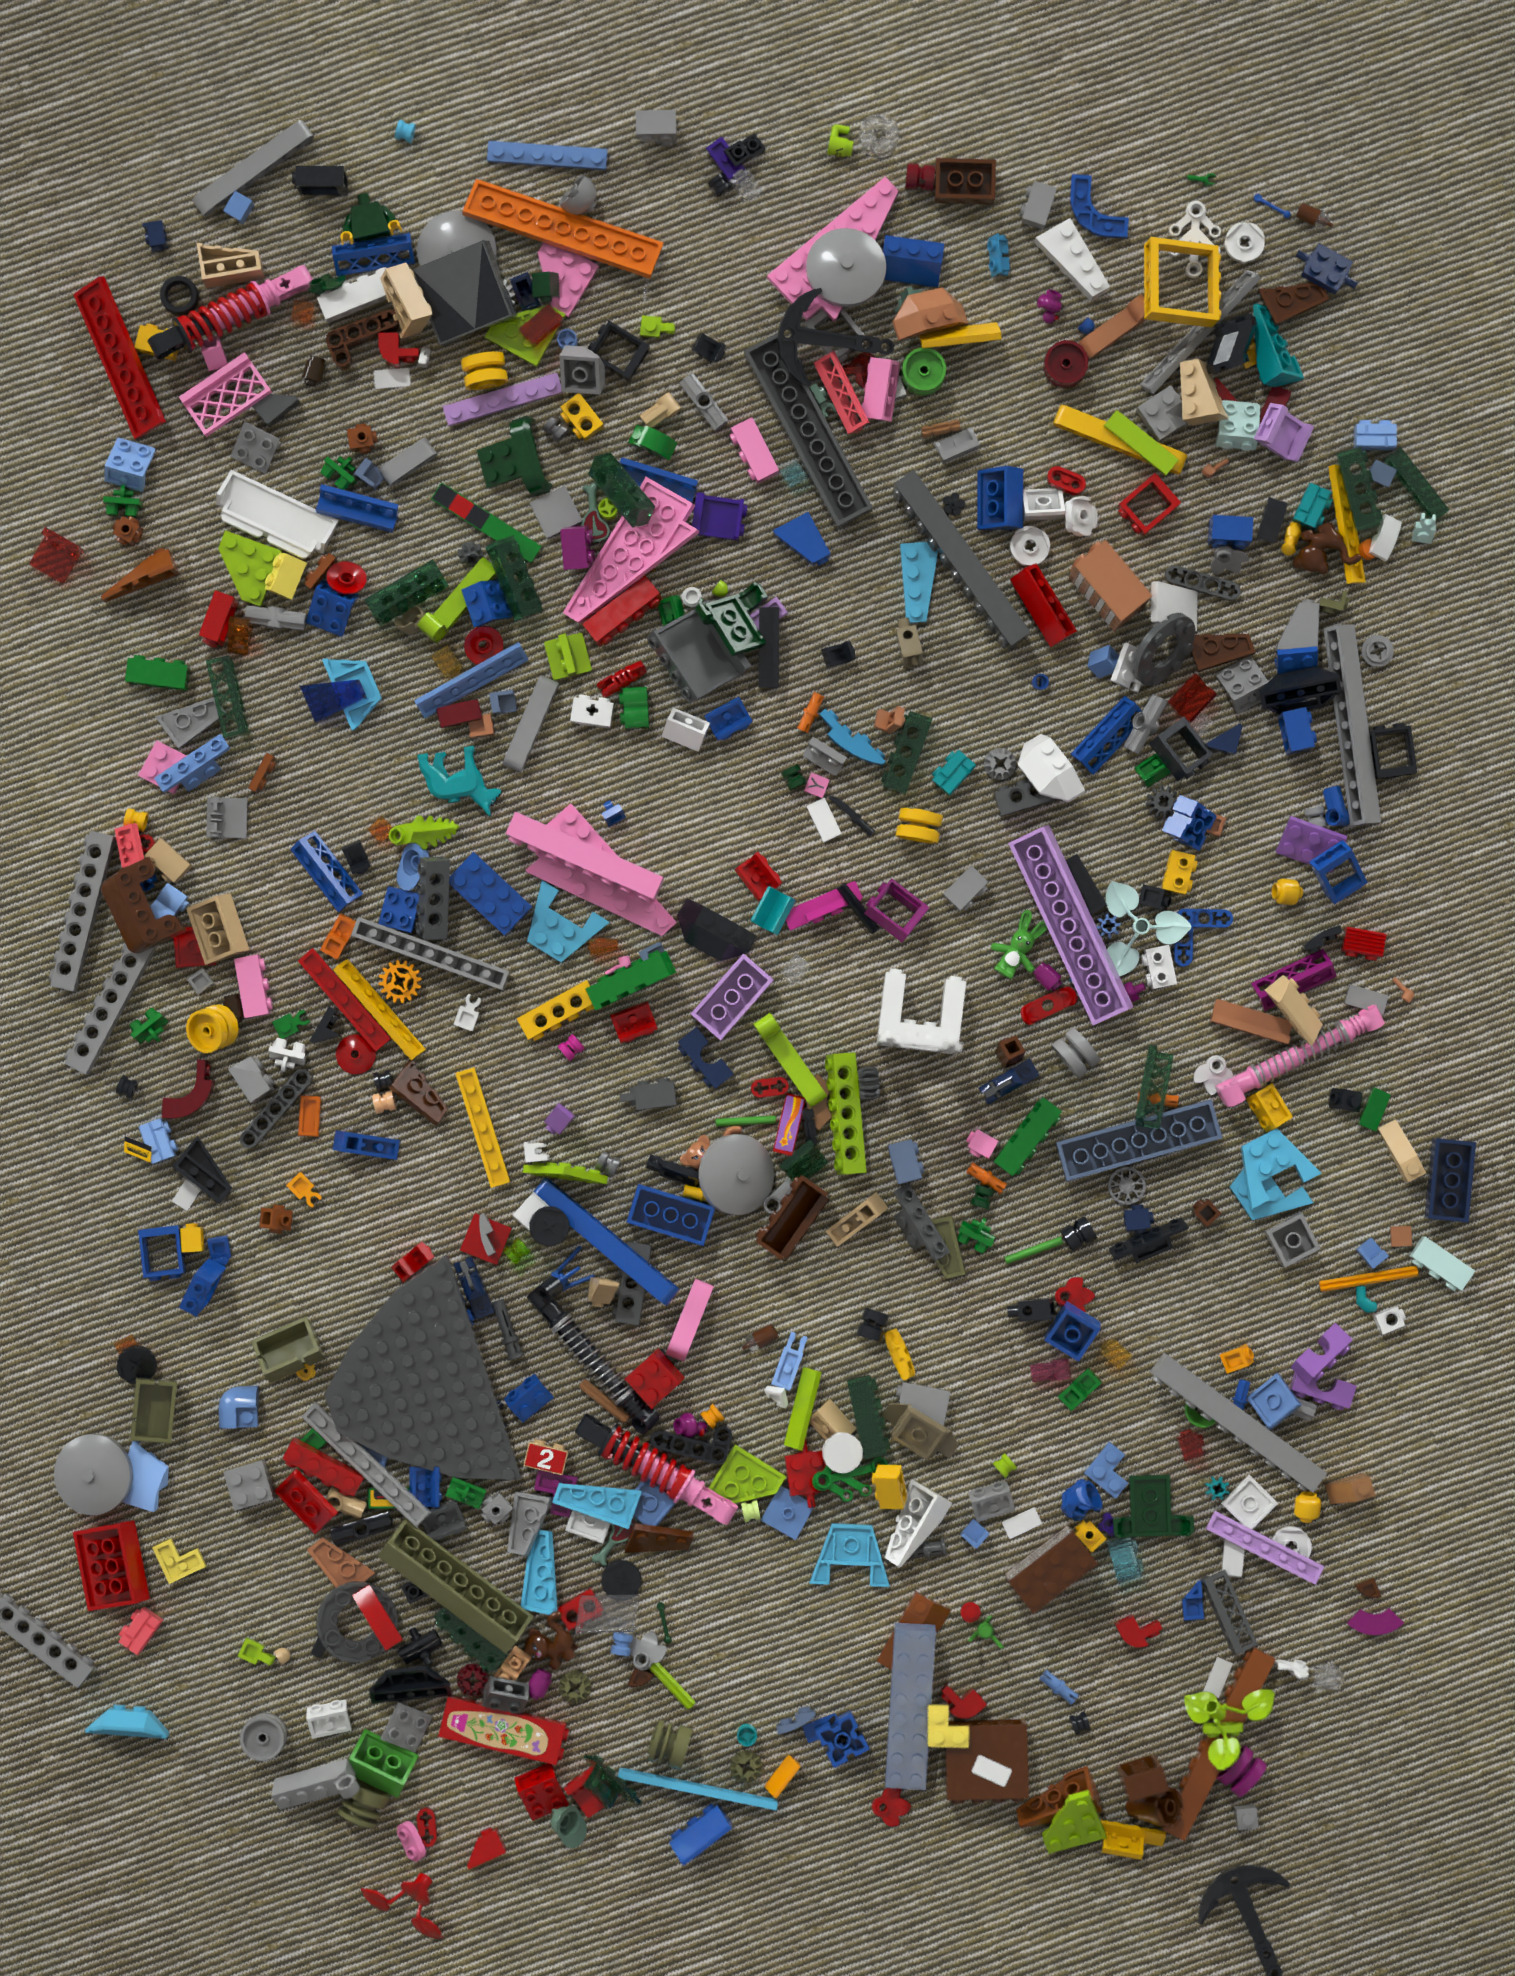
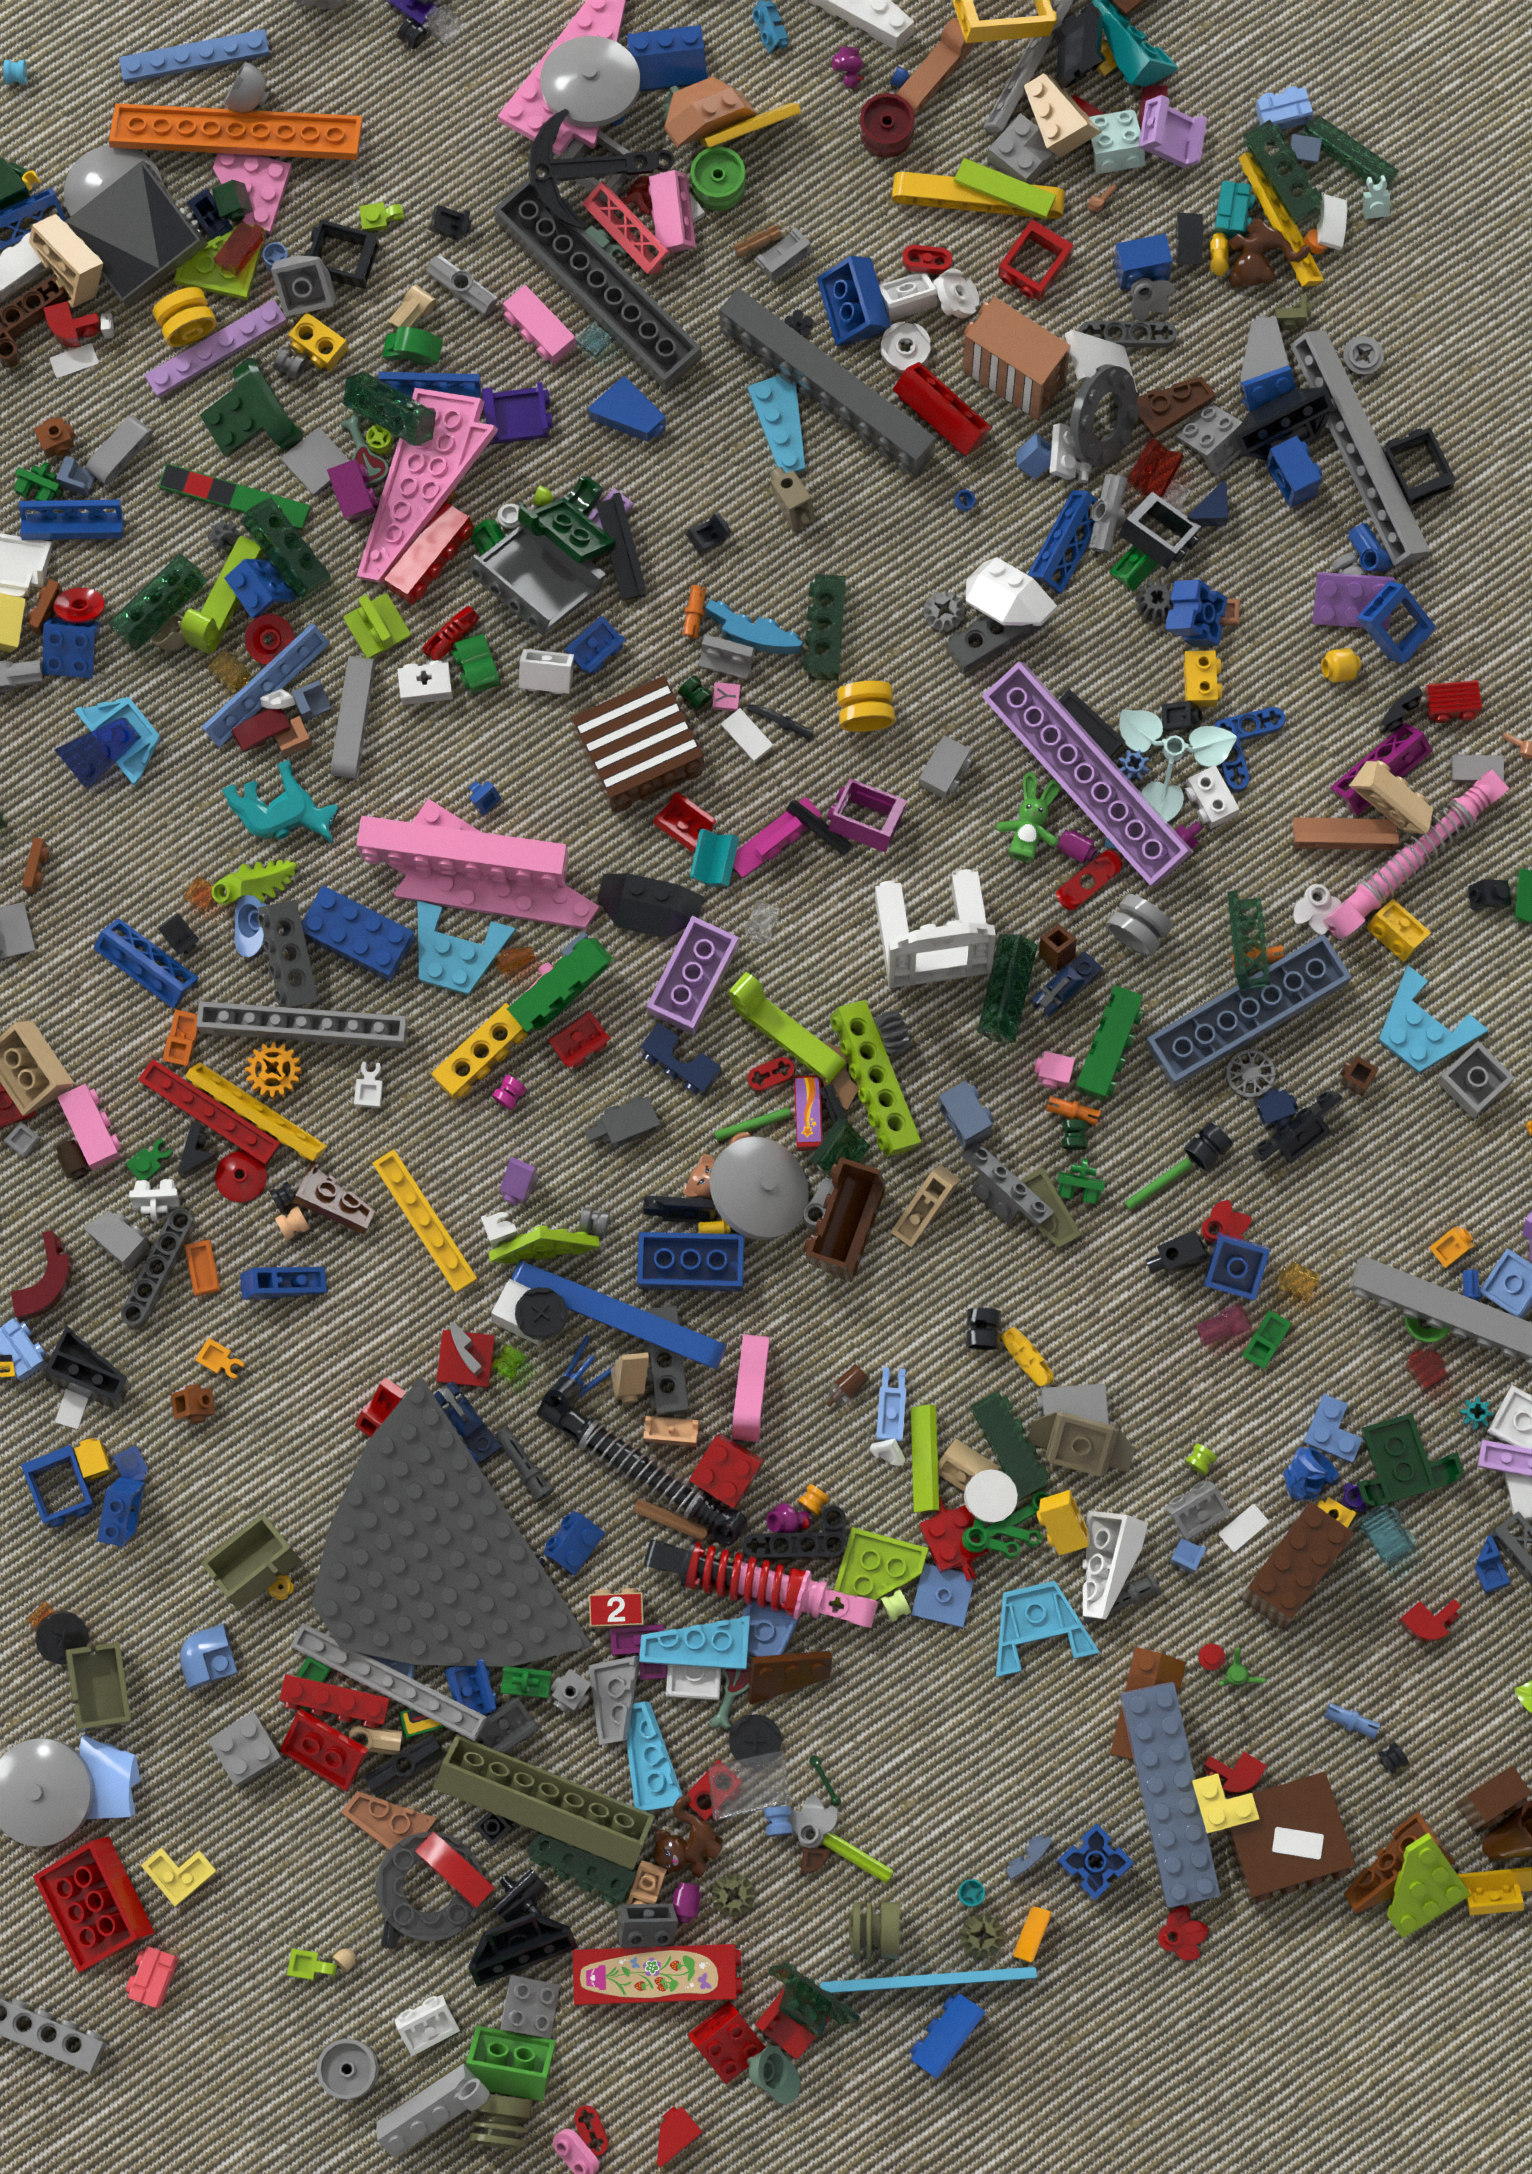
camera: 15 degrees left, 10 degrees down
(128, 1722) = (166, 2102): medium azure wedge -> none
(212, 1028) = (51, 1188): yellow wheel -> none
(399, 909) = (250, 981): blue hinge -> none
(466, 1672) = (589, 1914): dark red gear -> none
(477, 695) = (277, 700): none -> white tile
(622, 1335) = (671, 1431): none -> light nougat hinge
(739, 807) = (638, 744): none -> reddish brown brick
(809, 1729) = (1051, 1867): blue sticker -> none
(890, 721) = (794, 596): nougat bracket -> none
(953, 772) = (890, 635): teal brick -> none
(963, 1072) = (1007, 988): none -> clear green brick
(1269, 1156) = (1416, 987): medium azure wing -> none

